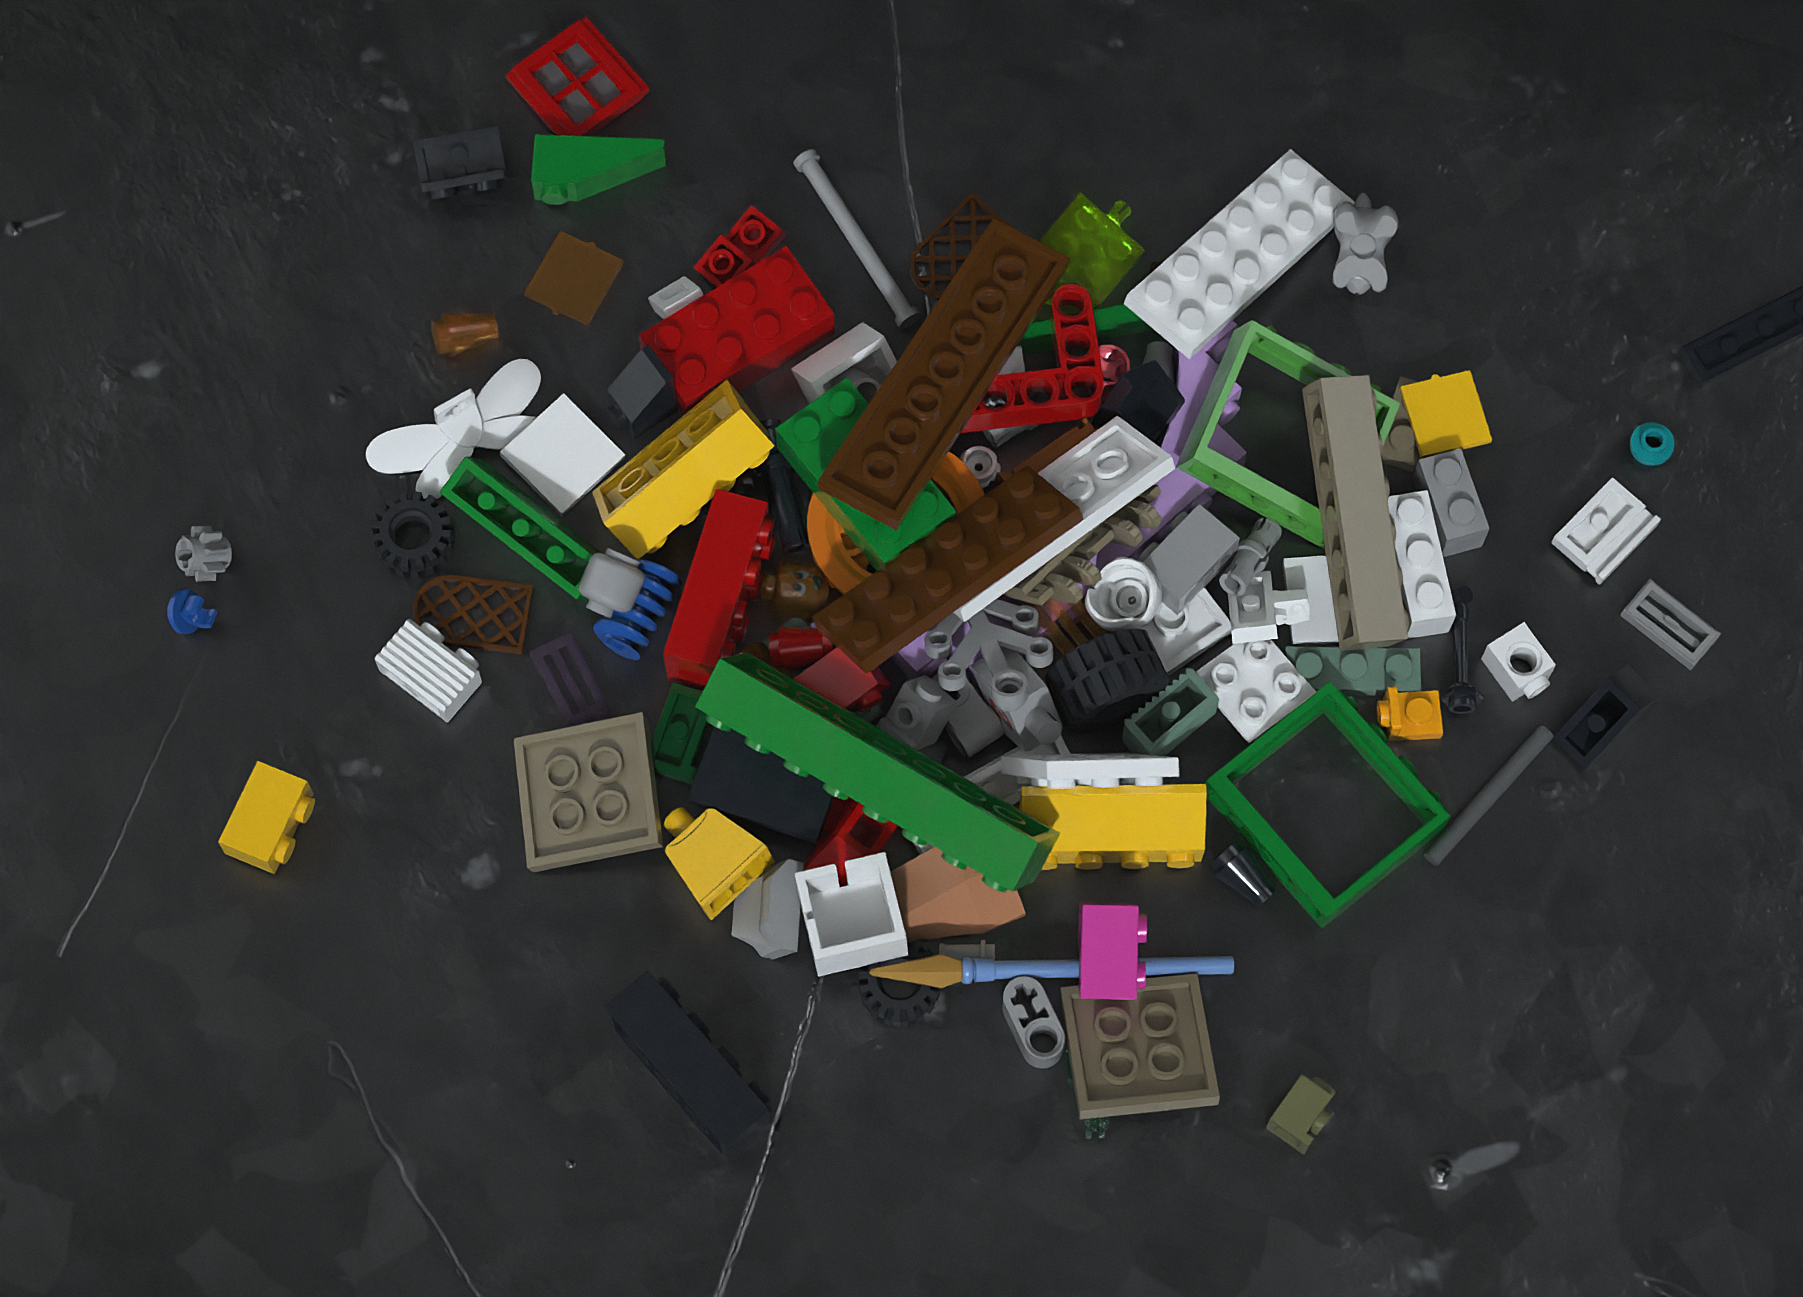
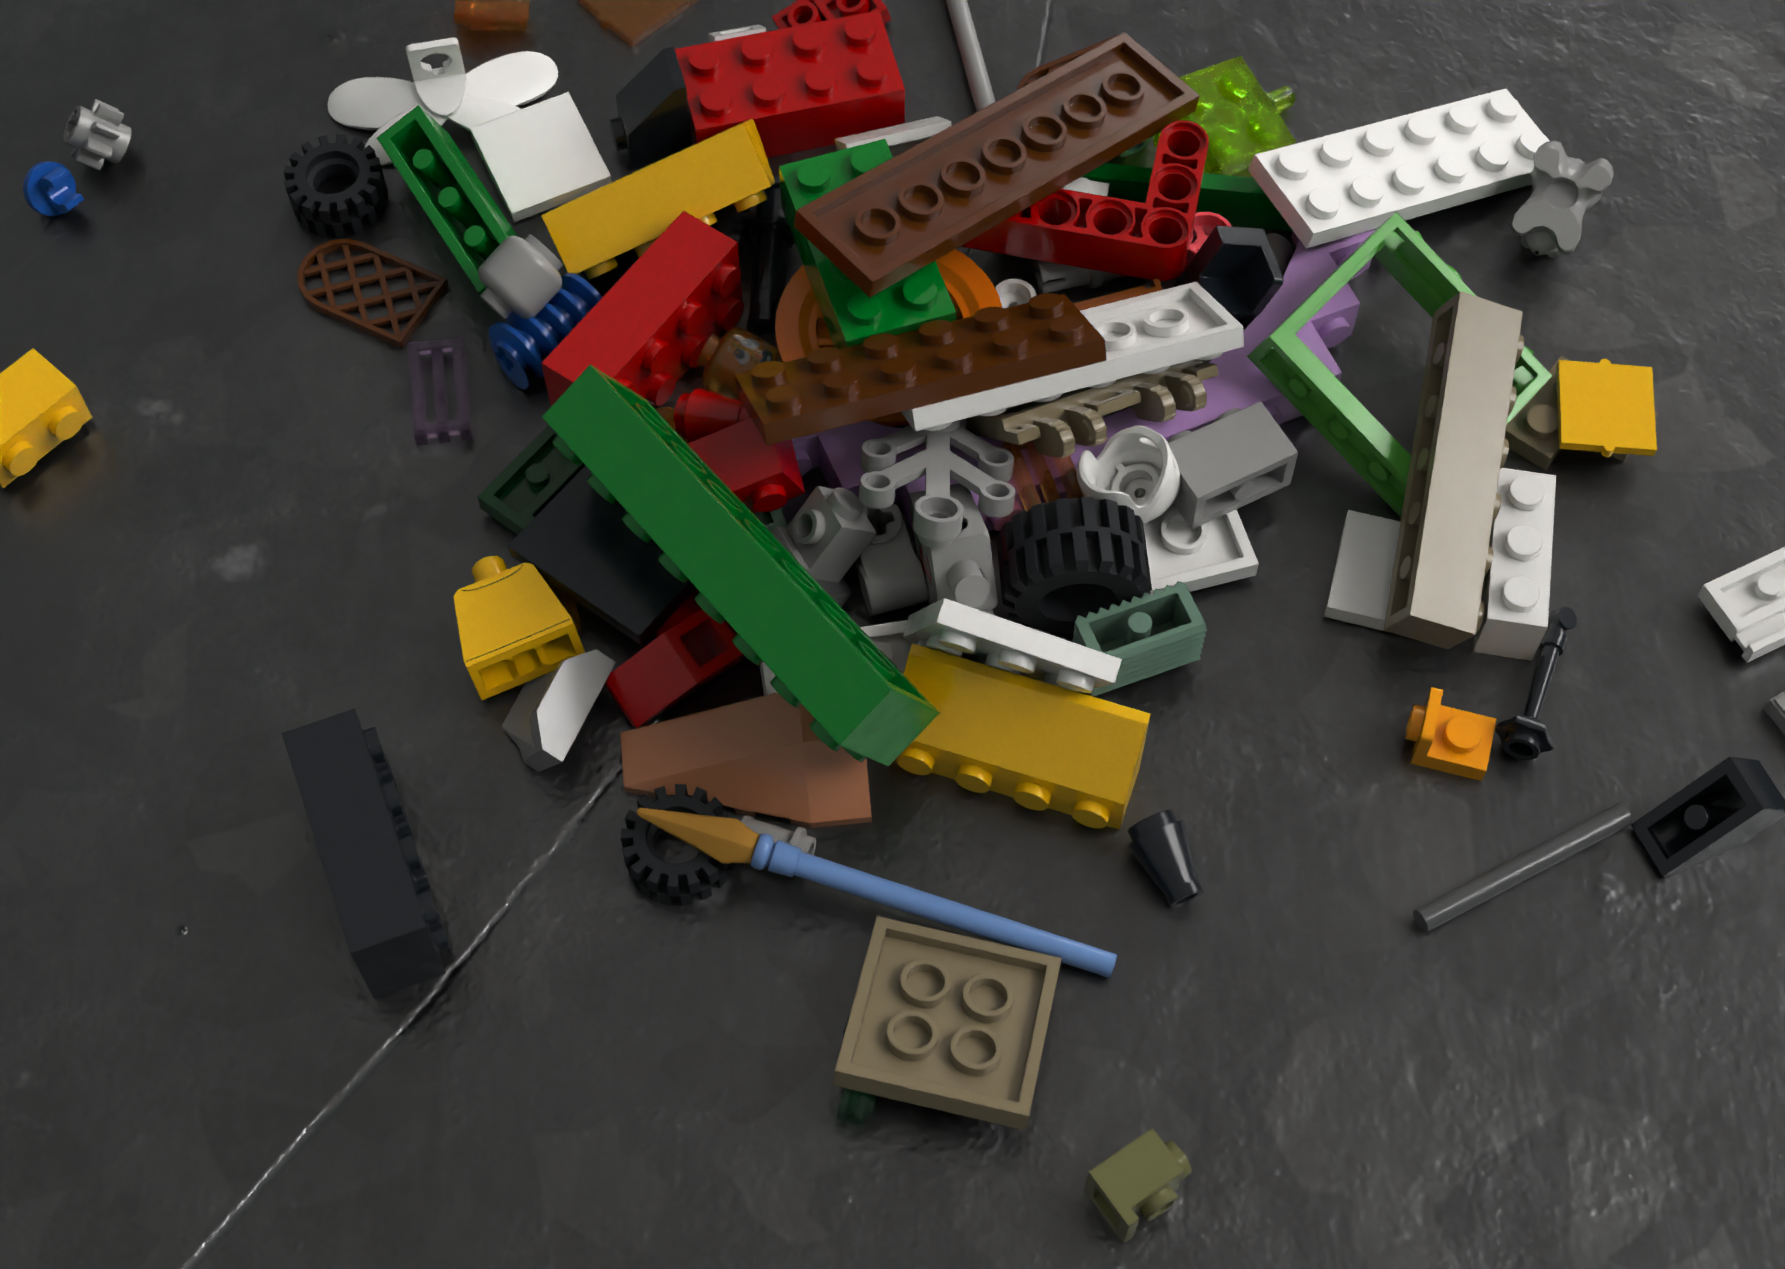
camera: 20 degrees right, 10 degrees down
(429, 668) = (283, 324): white brick -> none
(588, 792) = (397, 506): dark tan plate -> none
(851, 922) = (639, 746): white piece -> none
(1018, 1018) = (832, 954): light grey beam -> none
(1110, 950) = (952, 880): dark pink brick -> none
(1250, 556) = (1306, 492): light grey pin -> none
(1255, 686) = (1261, 639): white hinge -> none
(1261, 608) = (1296, 545): white hinge -> none
(1272, 850) = (1388, 757): green window -> none
(1359, 670) = (1389, 663): sand green plate -> none
(1453, 501) = (1586, 507): light grey brick -> none
(1523, 645) = (1617, 695): white brick -> none

